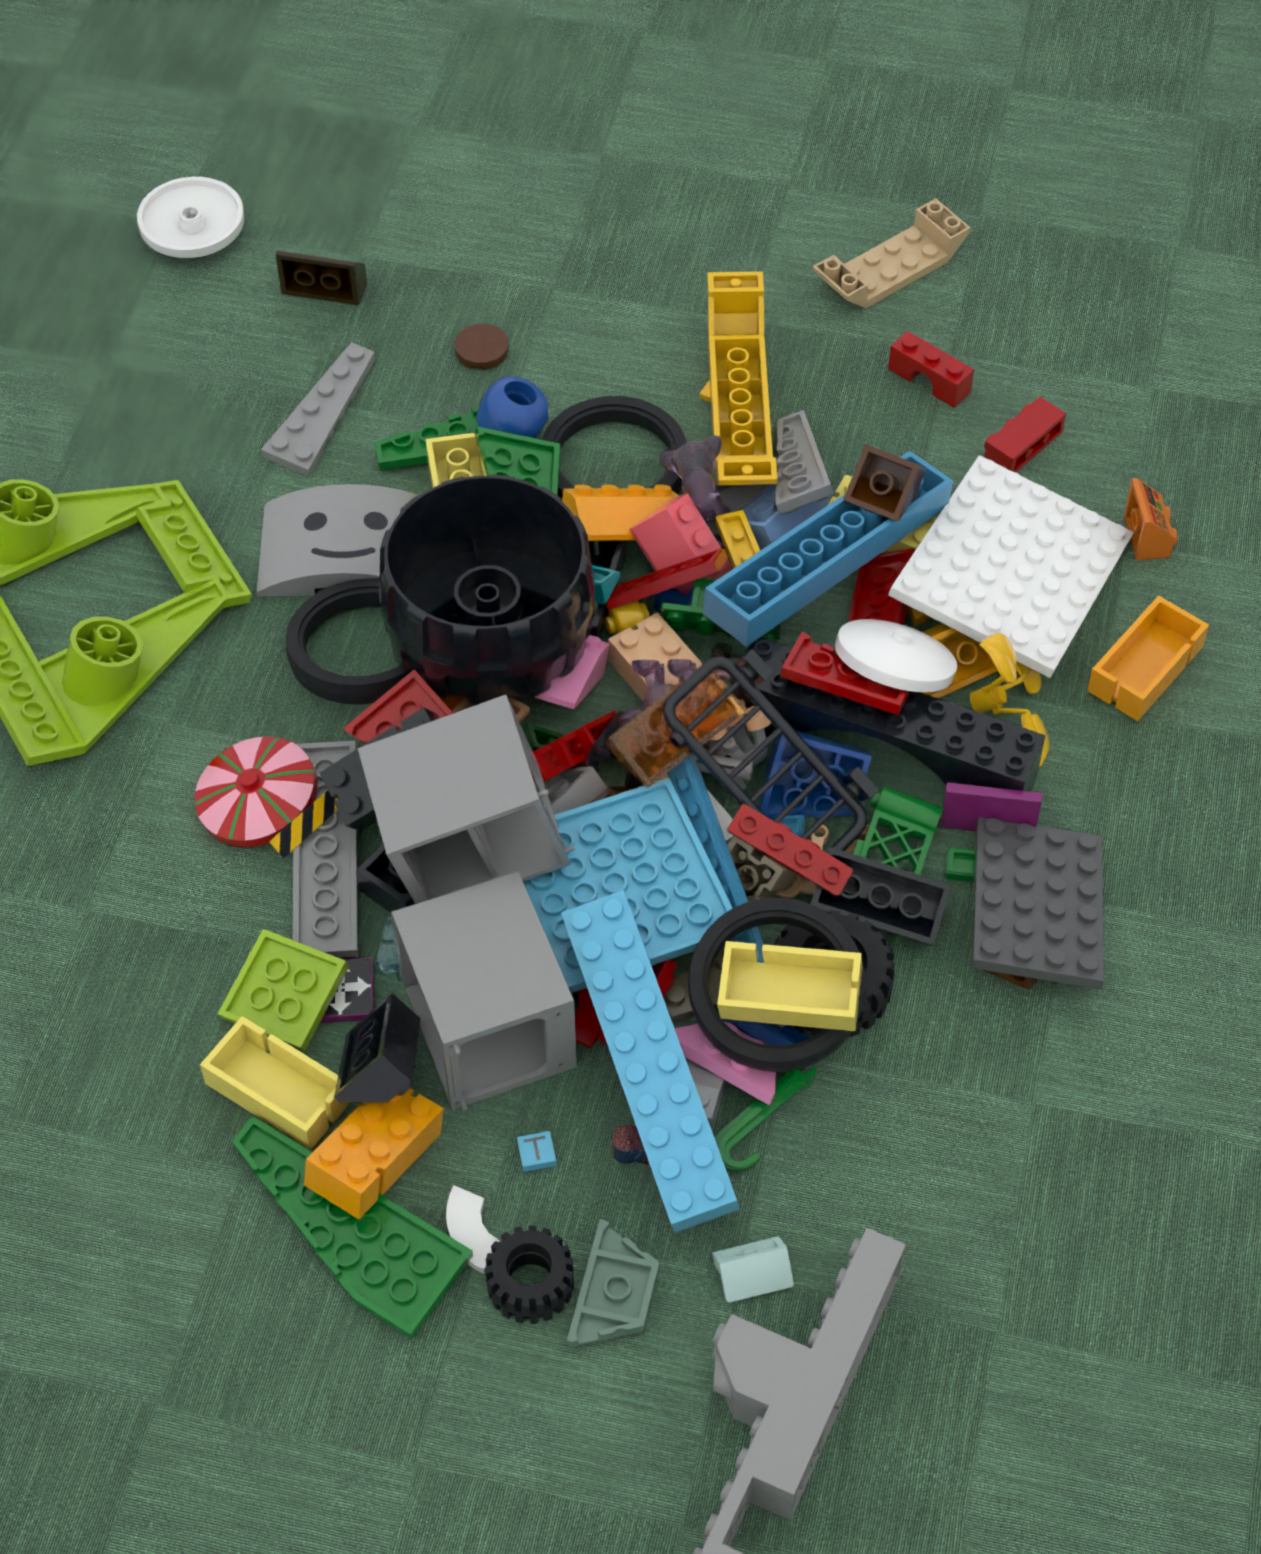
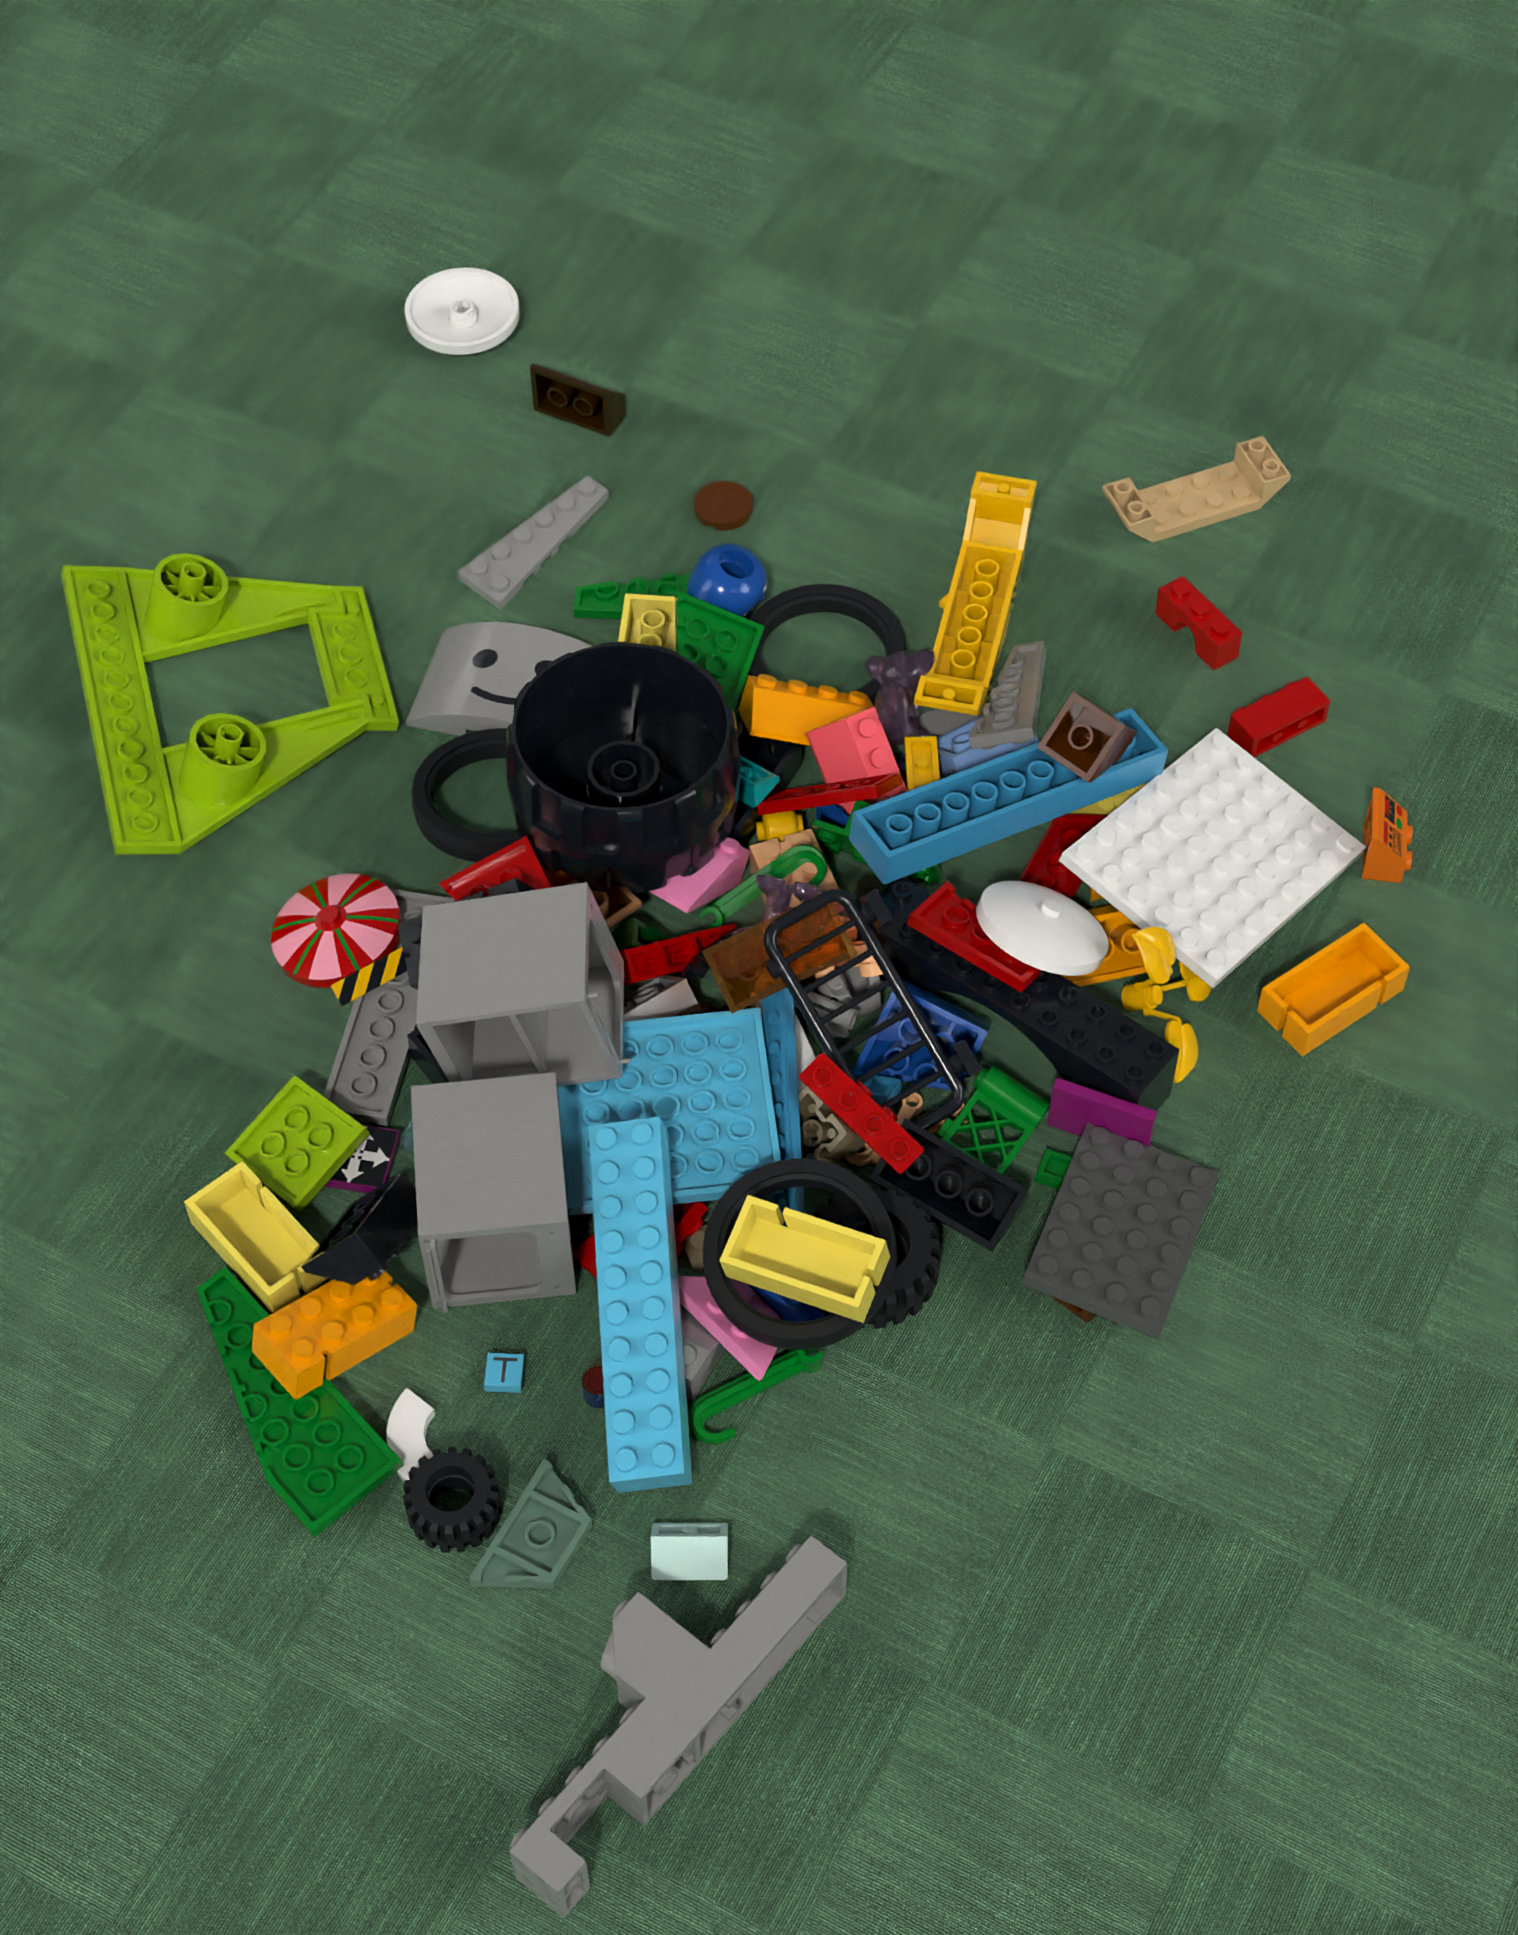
camera: 15 degrees right, 0 degrees up
(625, 673) = (778, 868): none -> green piece

